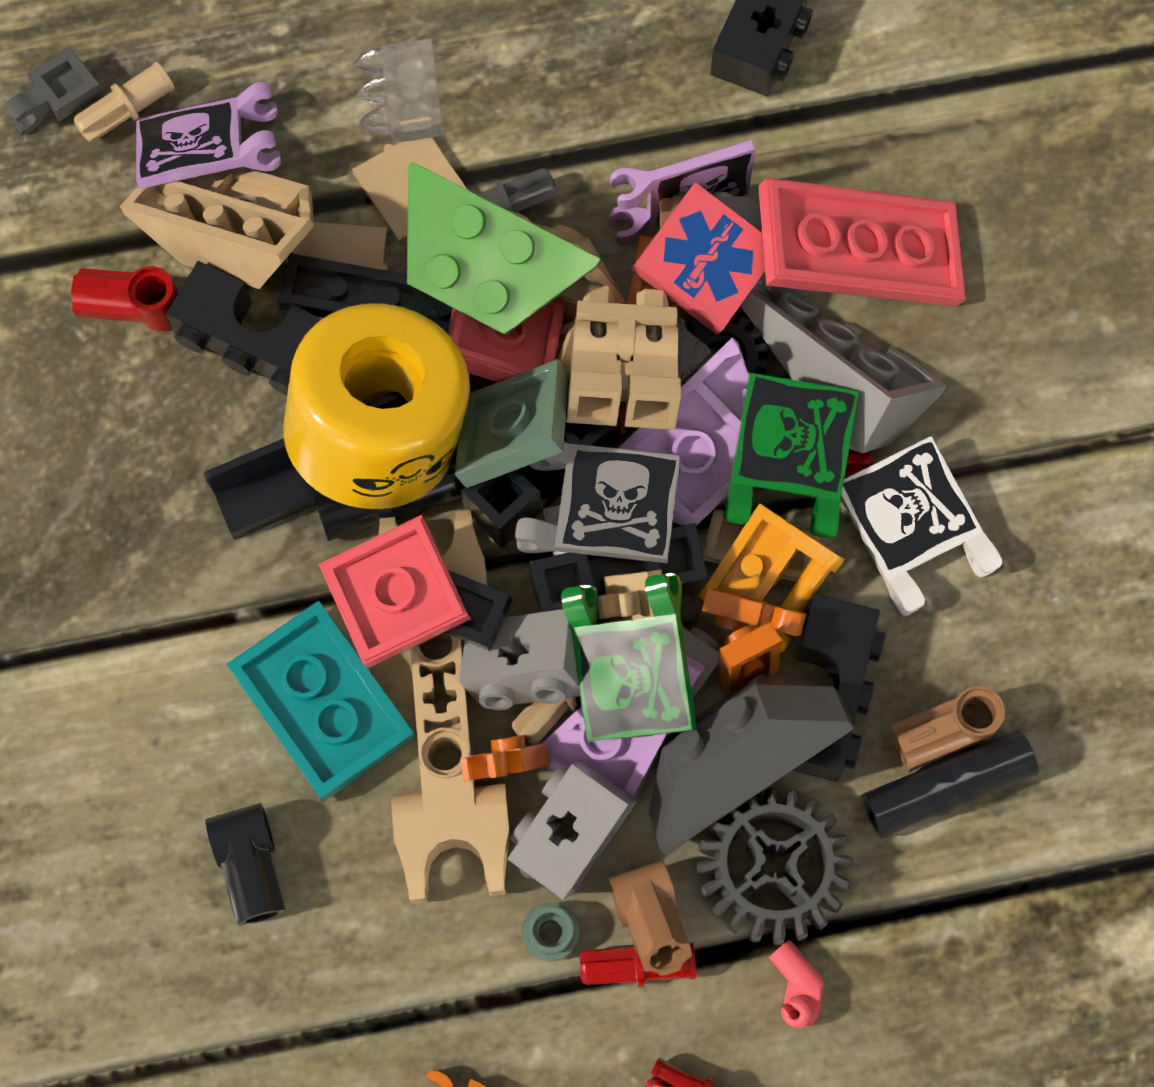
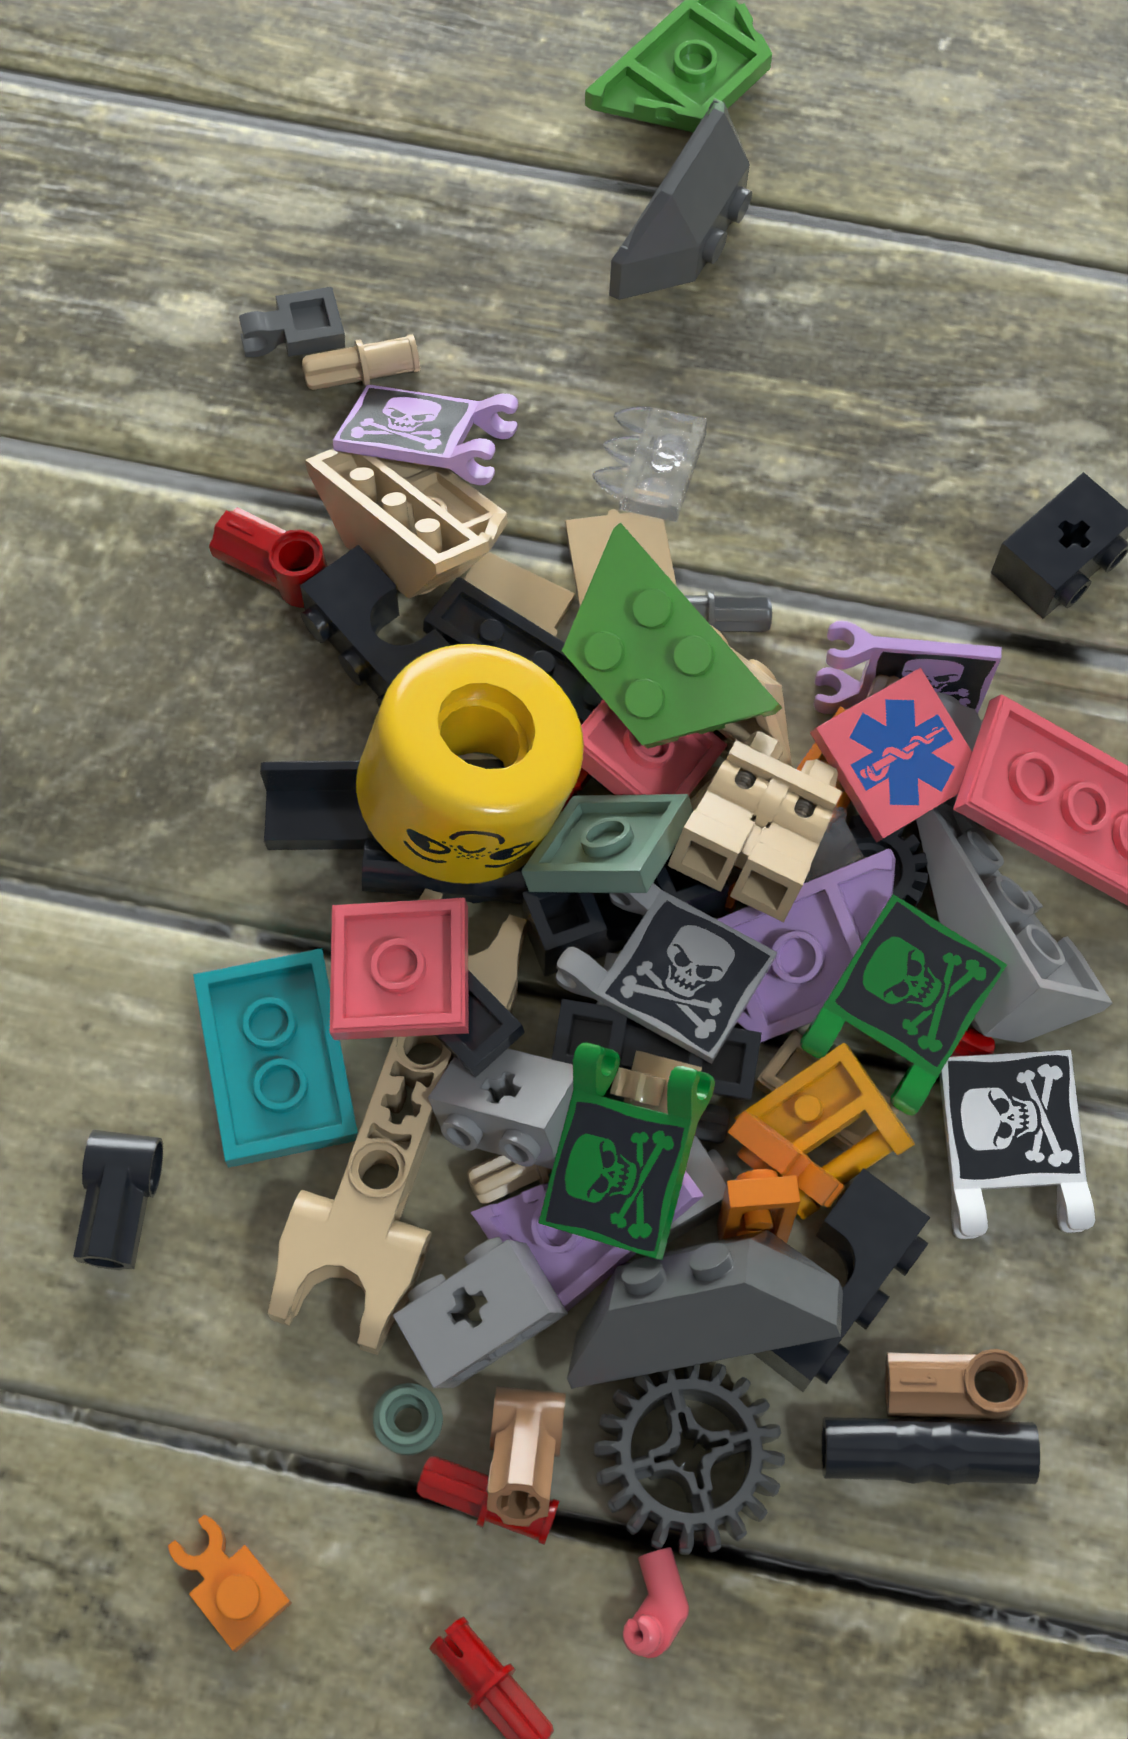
camera: 20 degrees right, 5 degrees down
(506, 757) = (445, 1202): orange plate -> none

